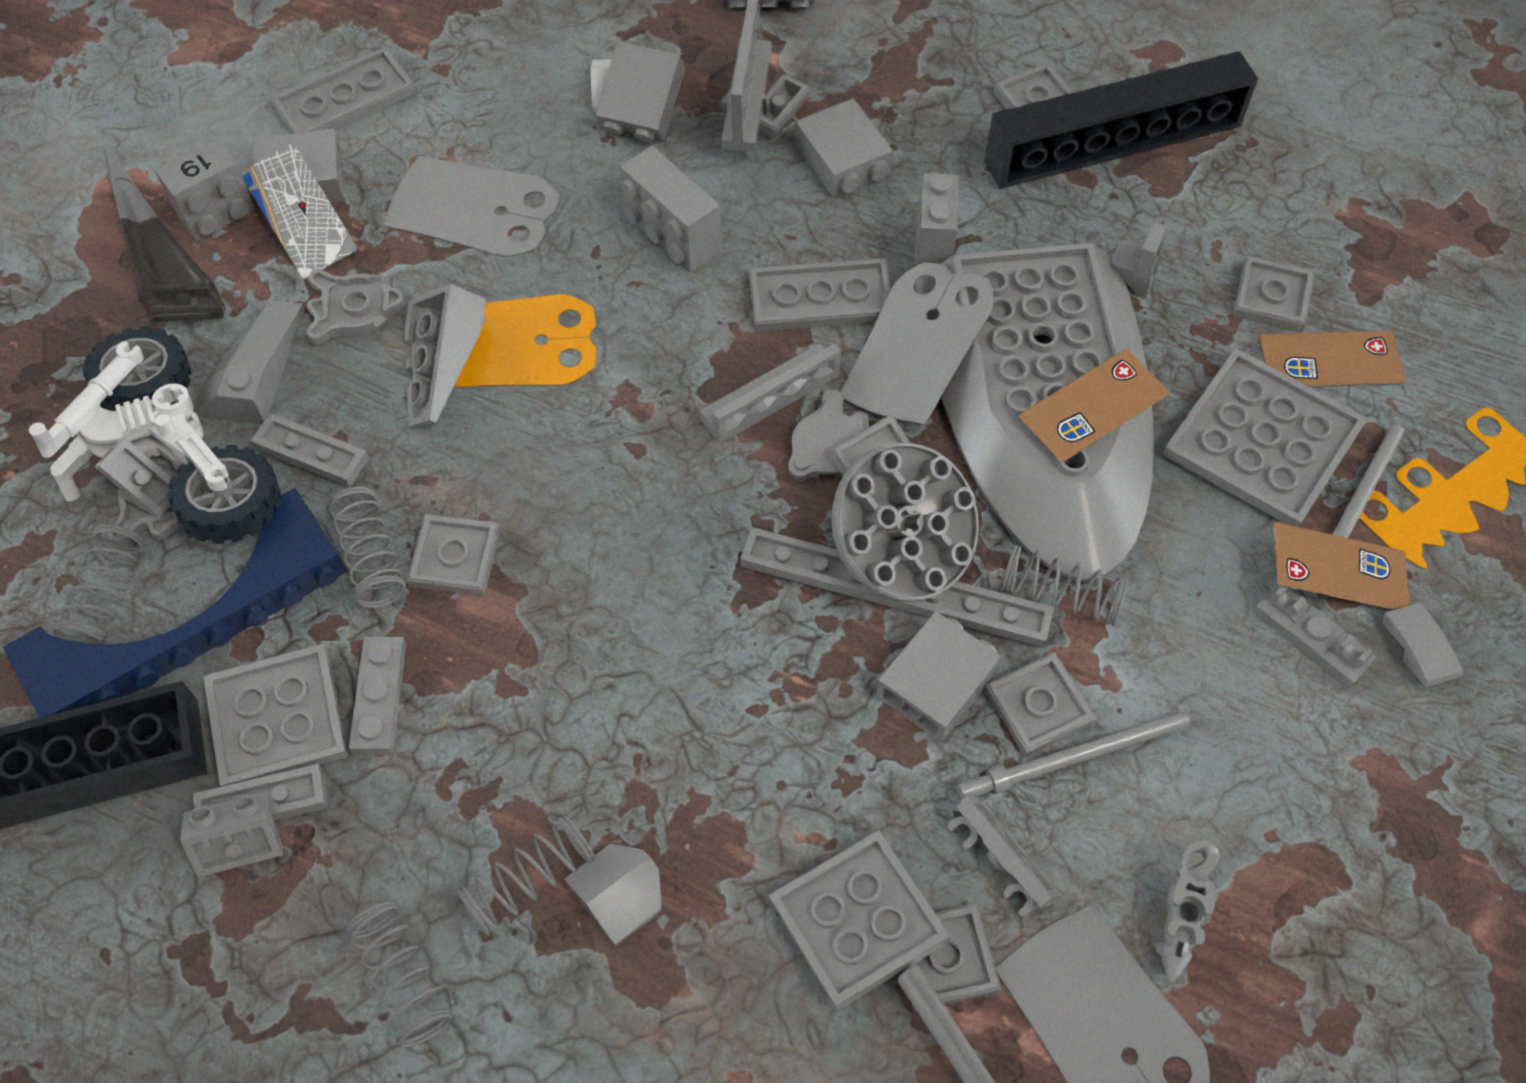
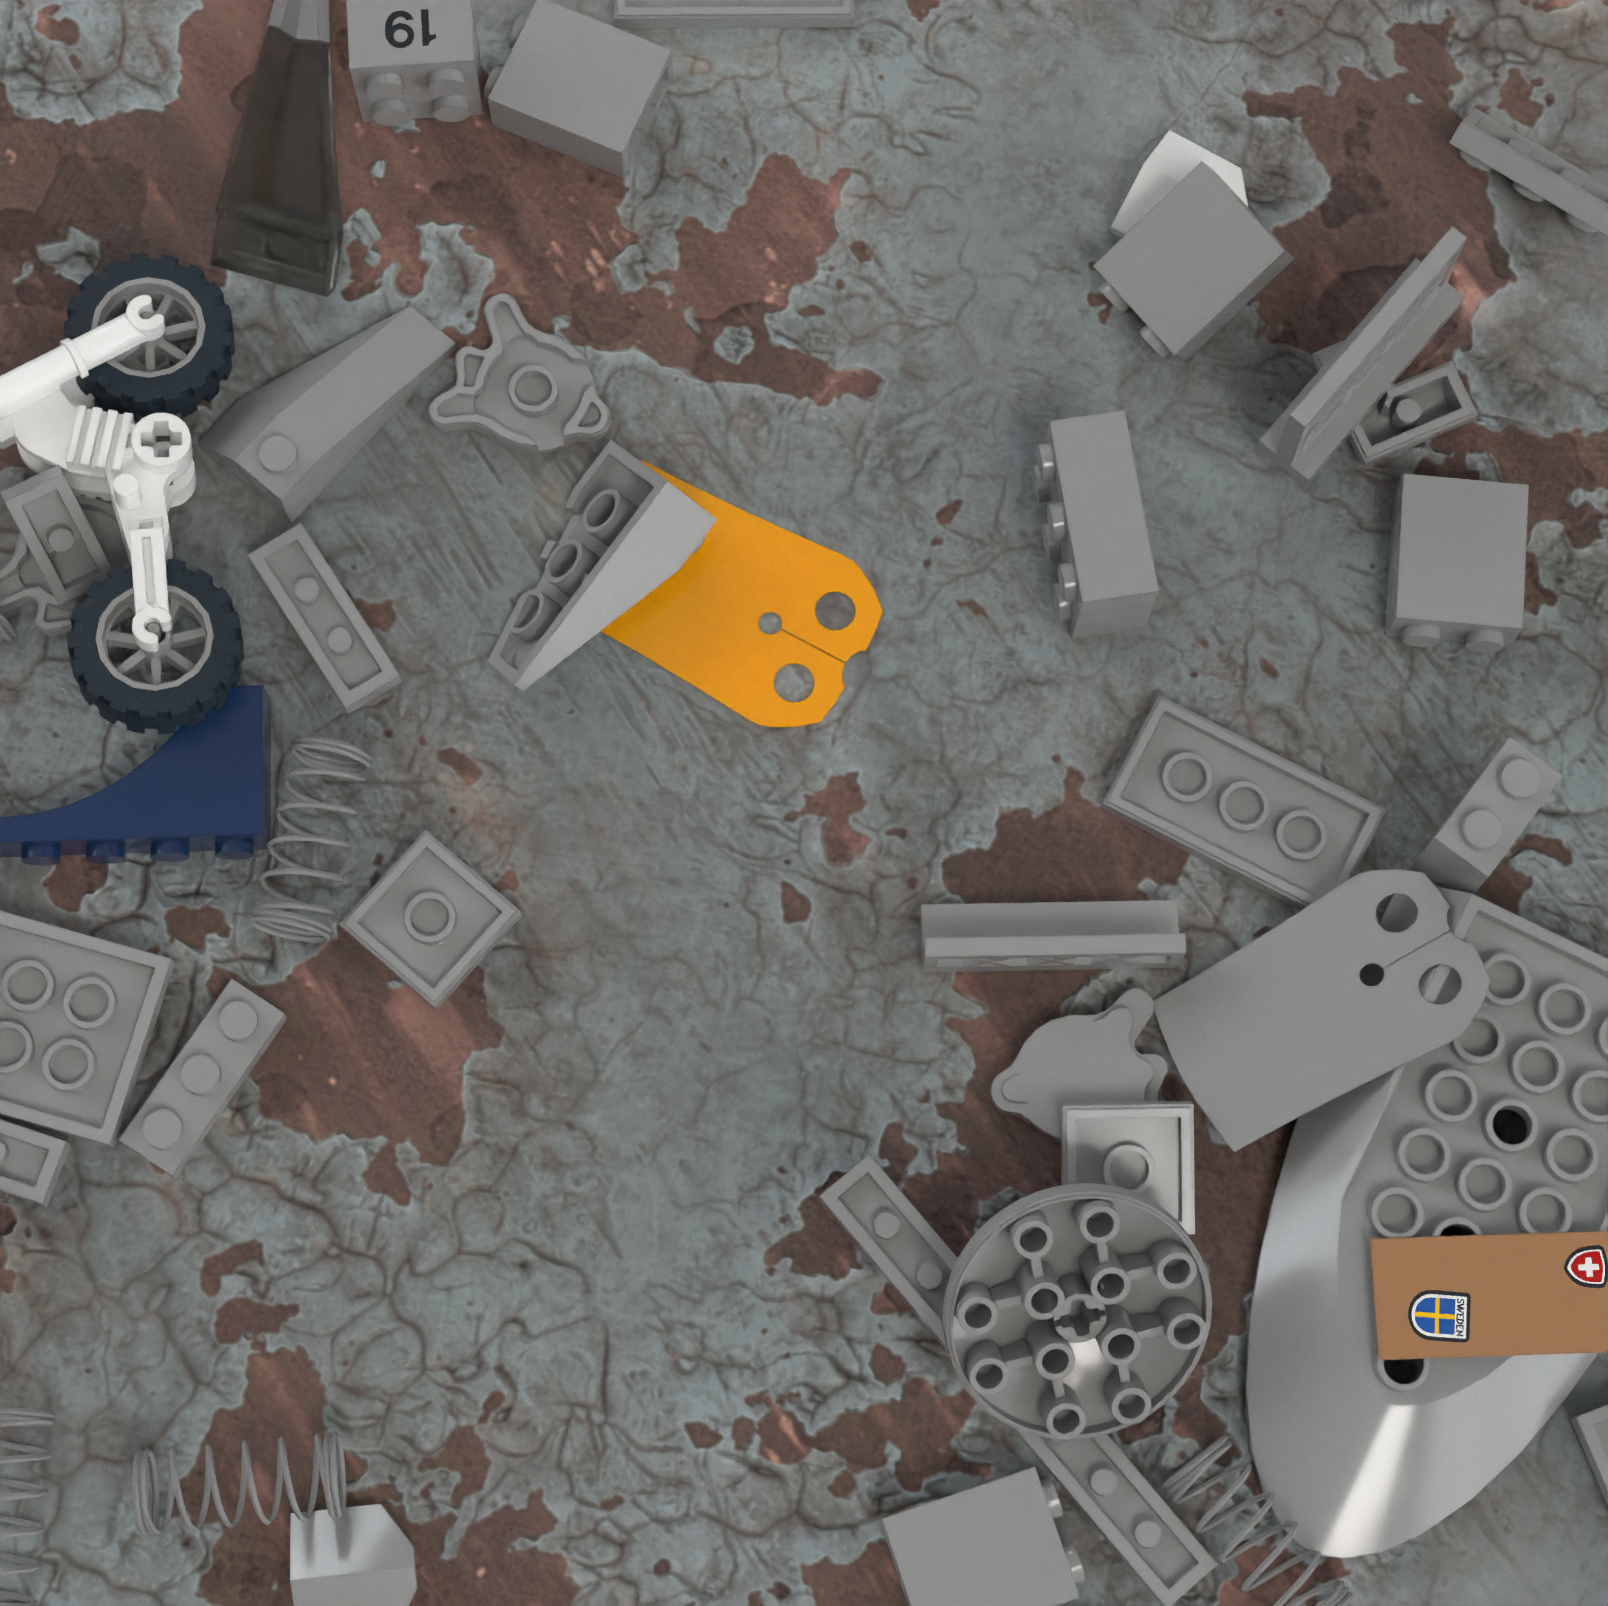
camera: 30 degrees right, 15 degrees up
(298, 210) = (535, 174): light grey sticker -> none
(460, 205) = (792, 277): light grey piece -> none

